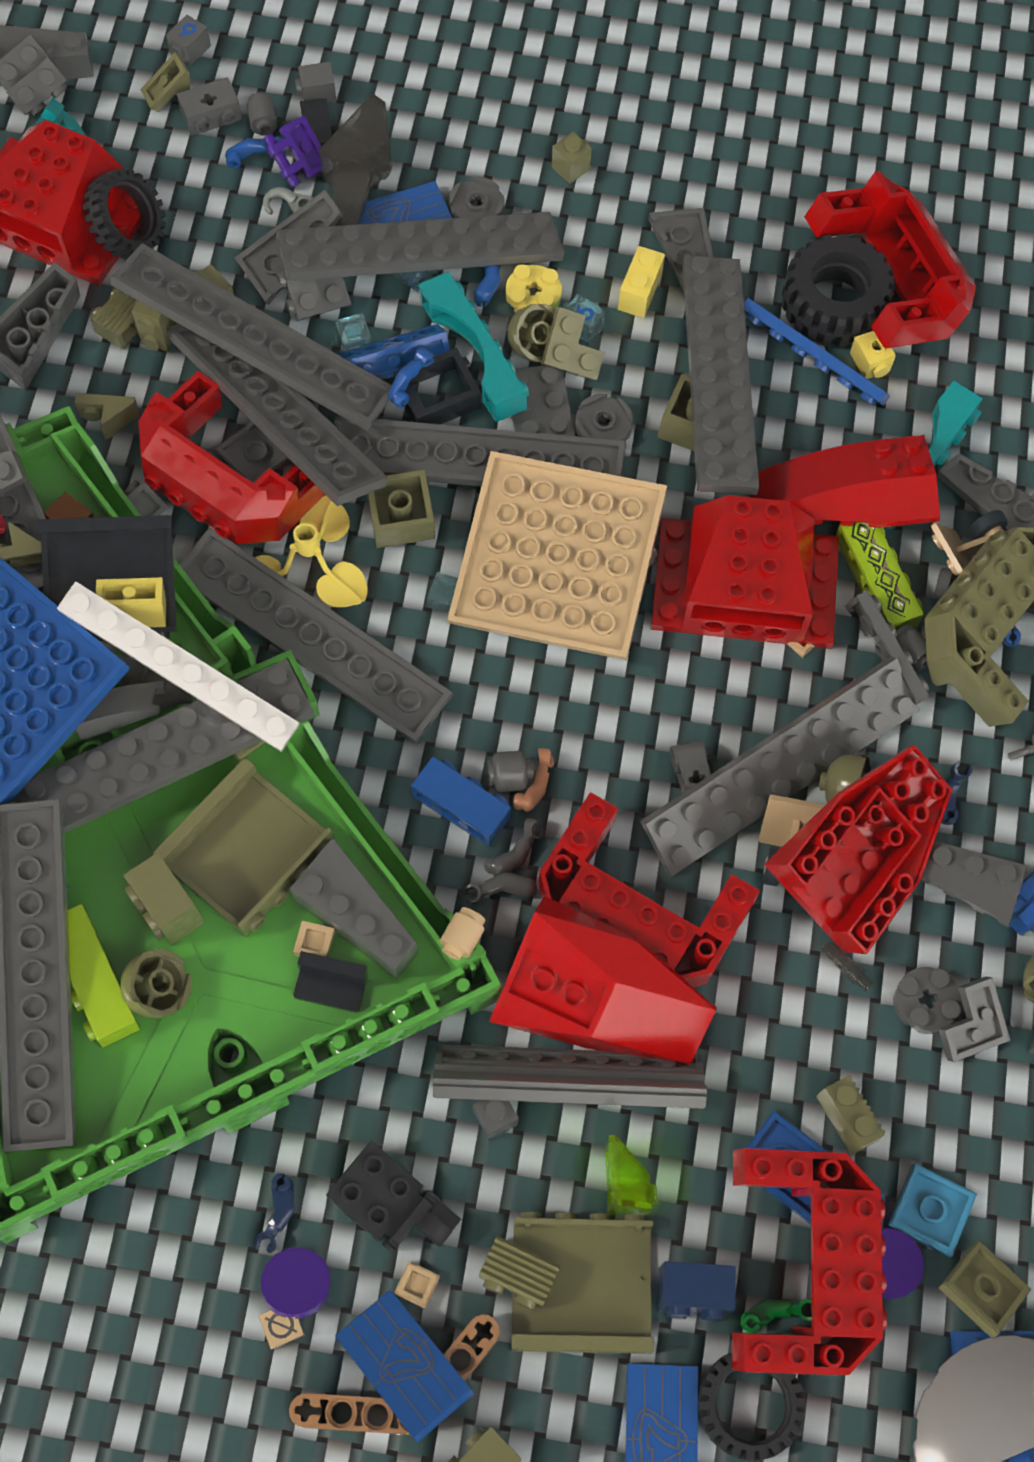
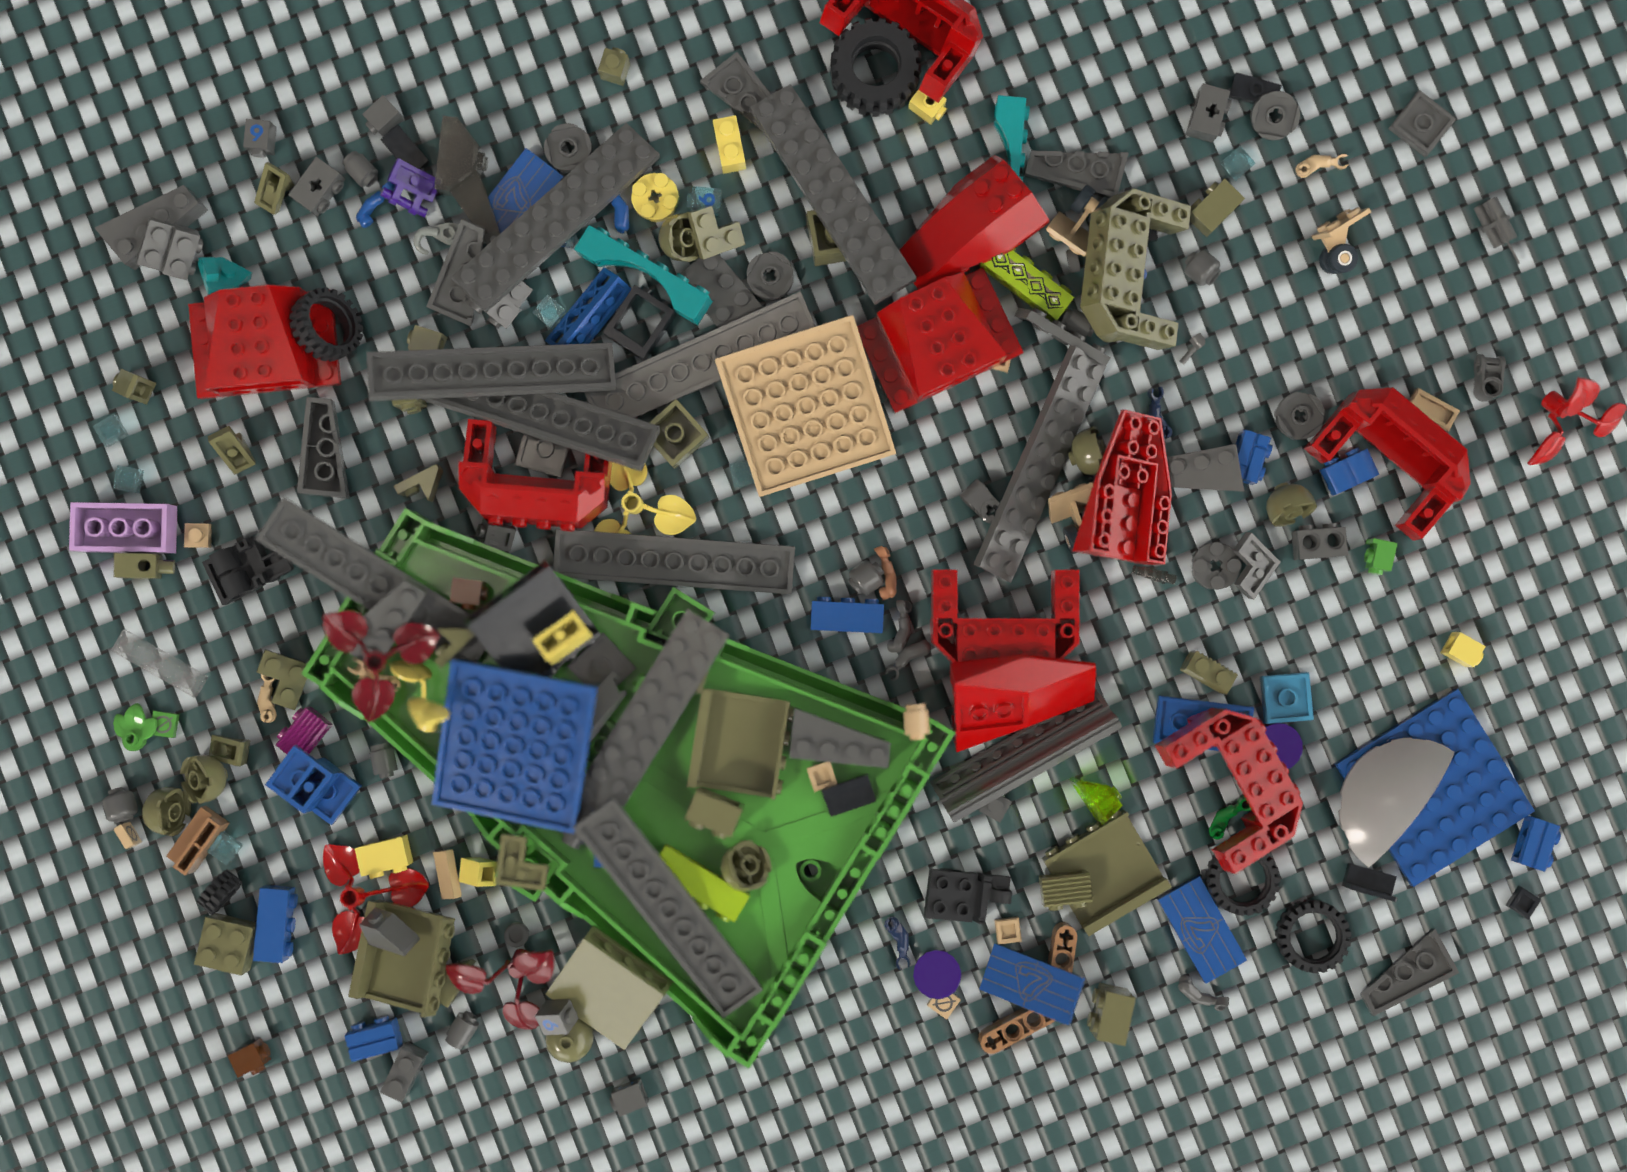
camera: 30 degrees left, 20 degrees up
(115, 319) = (374, 411): olive brick -> none
(178, 666) = (626, 665): white plate -> none
(397, 391) = (616, 330): blue arm -> none
(696, 1290) = (1176, 837): dark blue brick -> none
(824, 360) = (876, 126): blue plate -> none
(985, 1289) = (1343, 728): olive tile -> none

